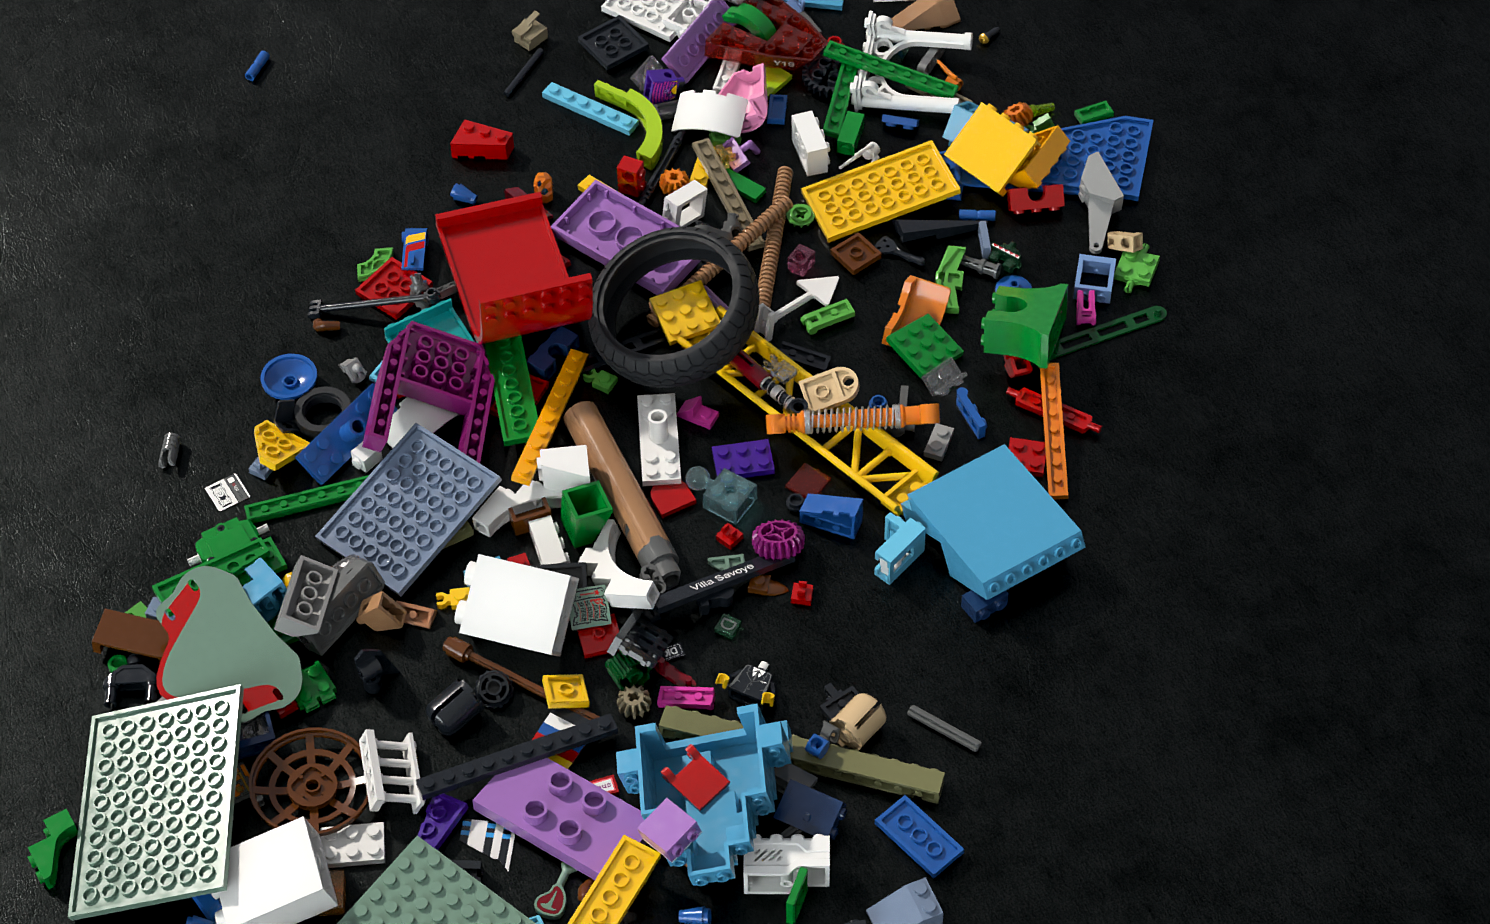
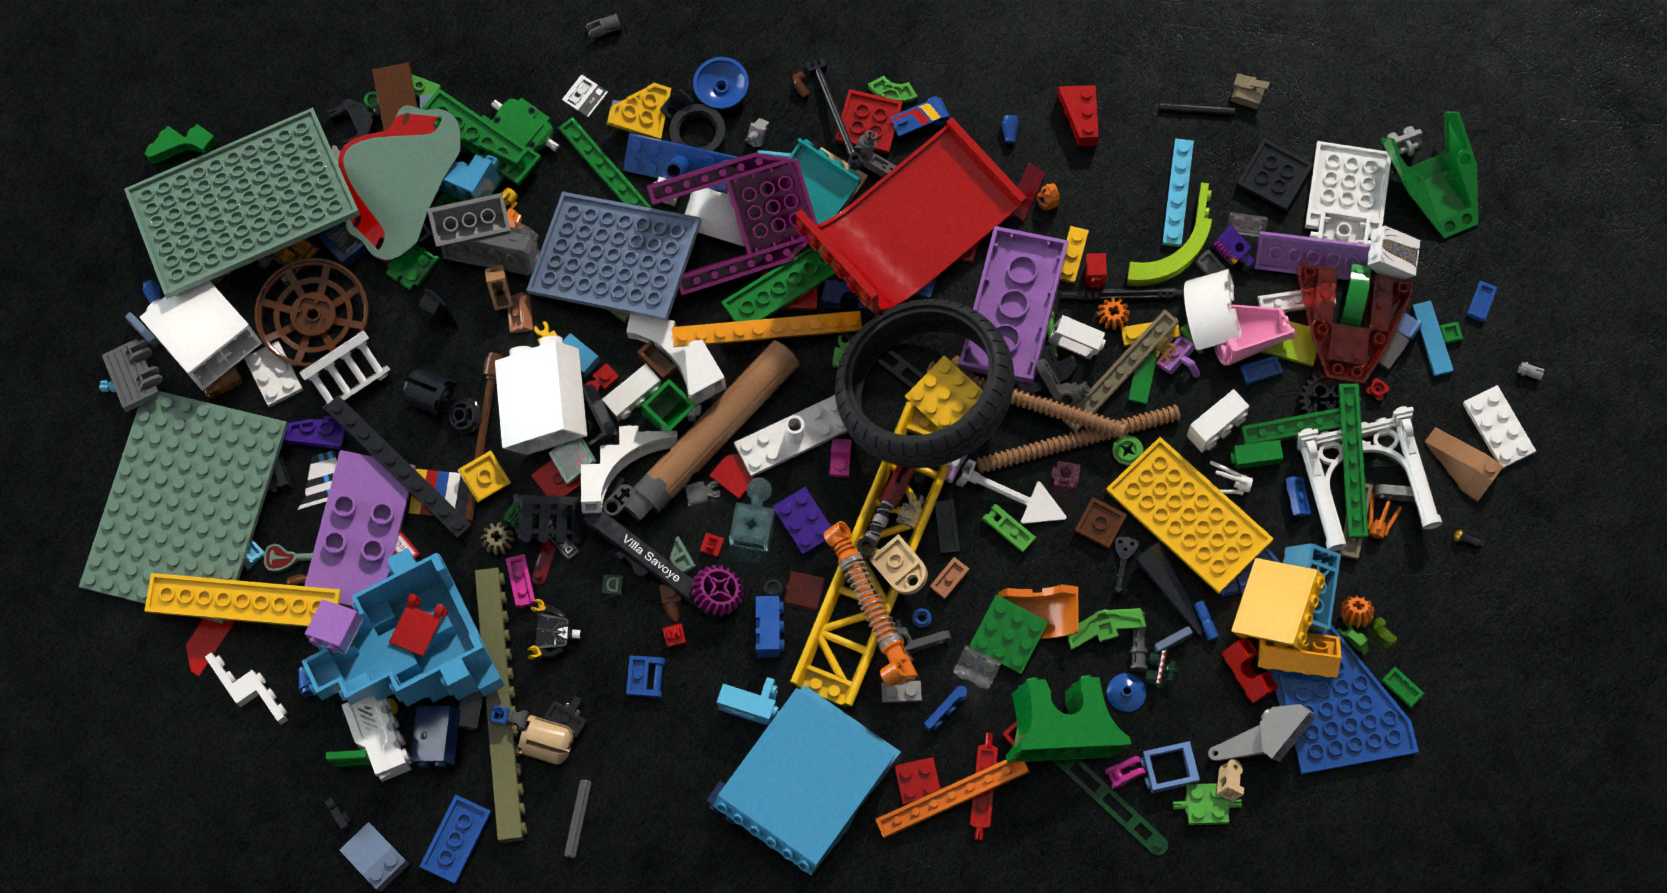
camera: 70 degrees right, 20 degrees up
(675, 526) = (698, 493): none -> clear plate
(828, 632) = (638, 676): none -> blue plate
(850, 362) = (949, 578): none -> nougat plate

